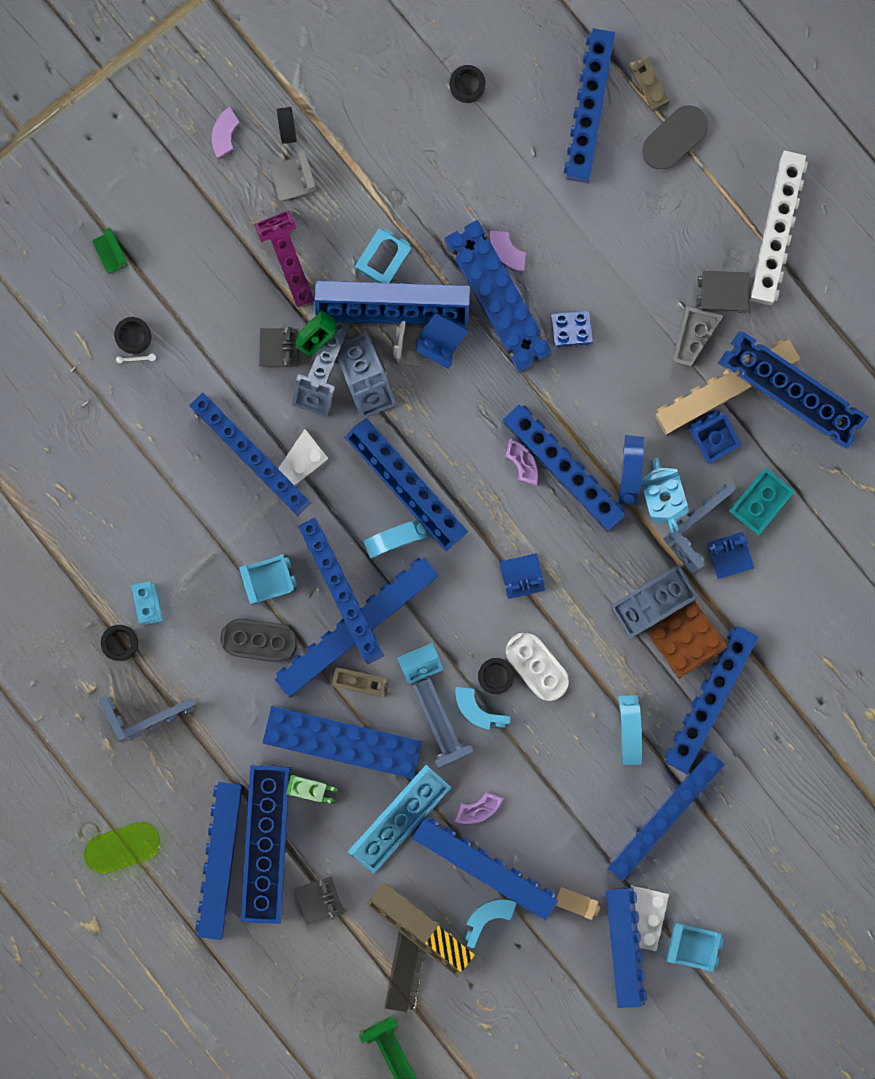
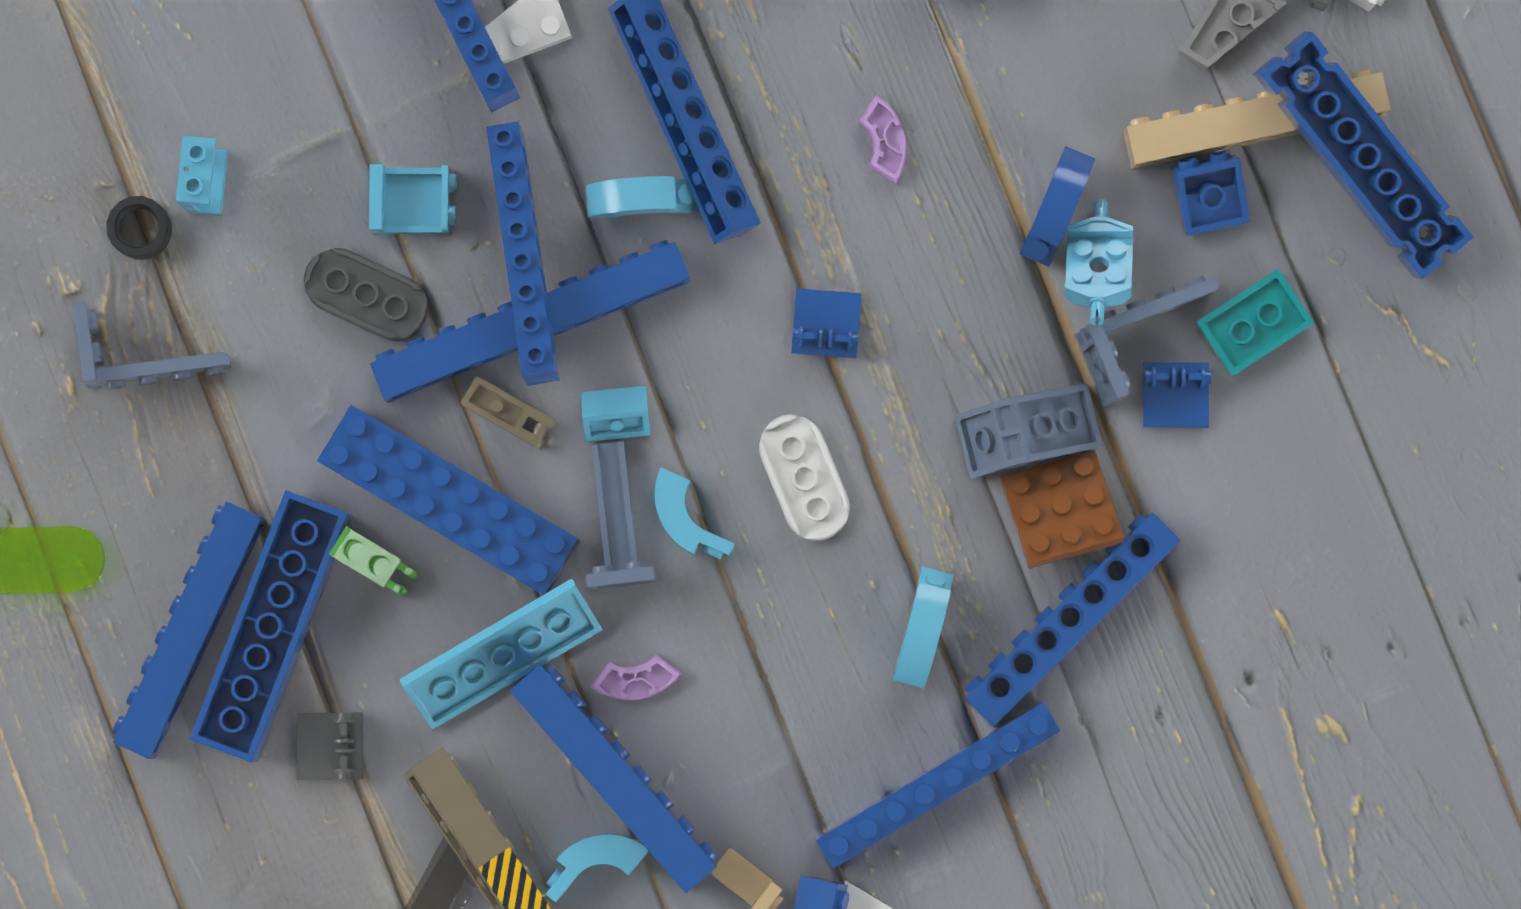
camera: 15 degrees right, 0 degrees up
(496, 661) = (726, 447): black tyre -> none
(606, 520) = (910, 61): blue brick -> none

